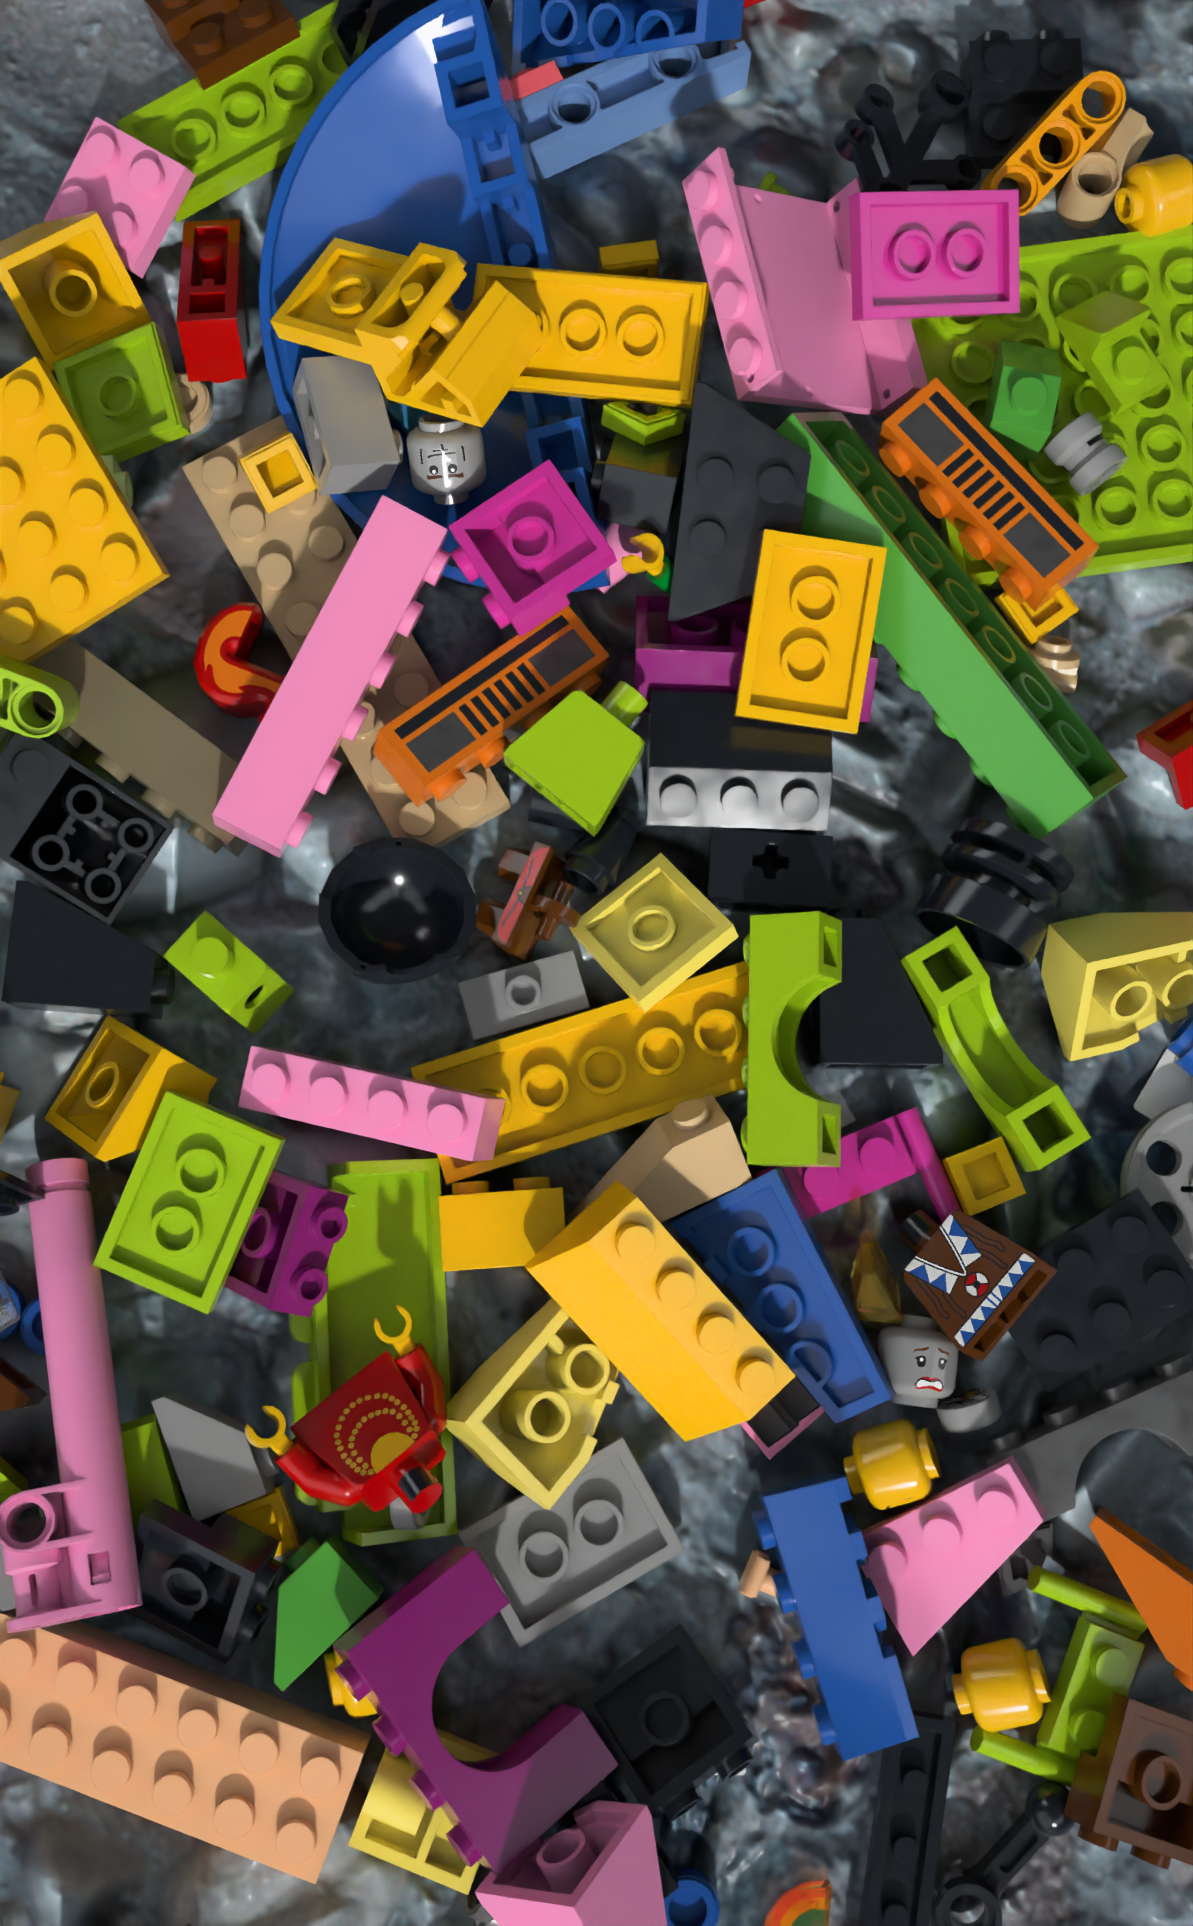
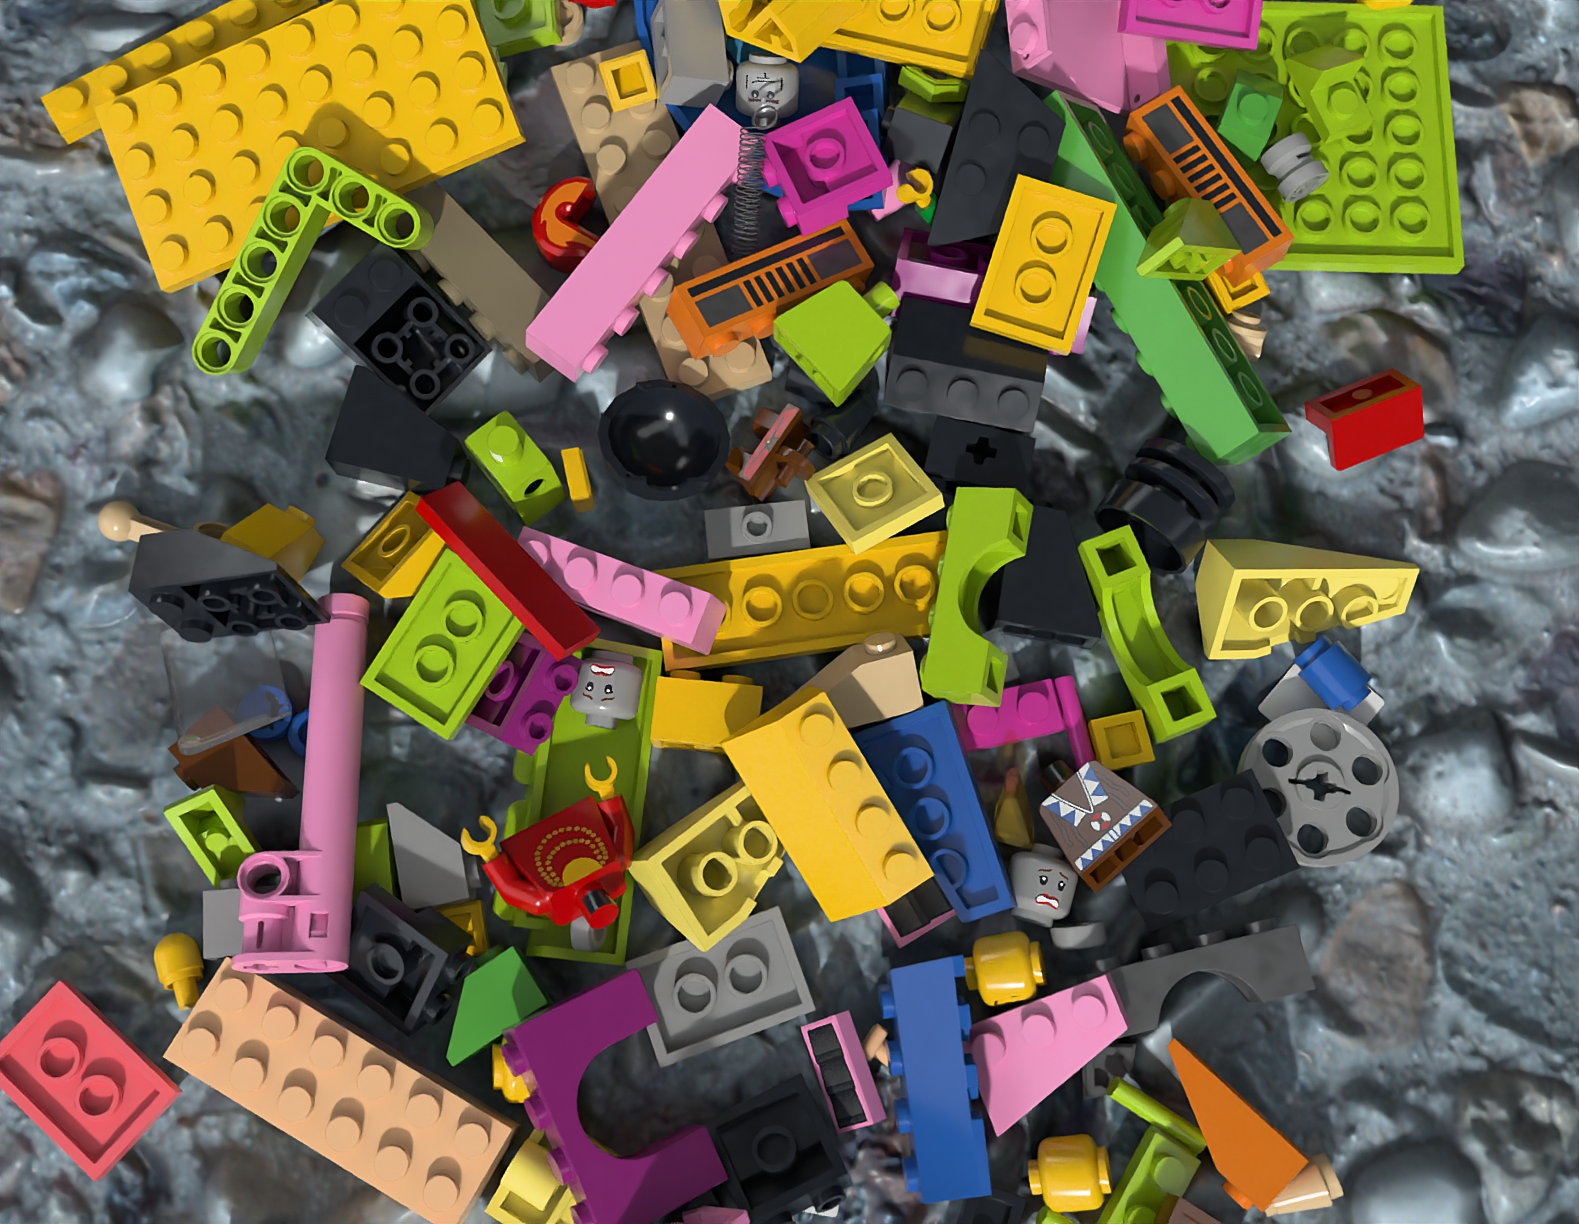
camera: 10 degrees right, 5 degrees down
(242, 1107) = (507, 570): none -> red tile
(304, 971) = (578, 479): none -> yellow tile
(383, 1220) = (607, 689): none -> light grey head
(462, 668) = (753, 184): none -> dark grey piece
(728, 1615) = (843, 1072): none -> tile
(974, 577) = (1187, 243): none -> lime slope

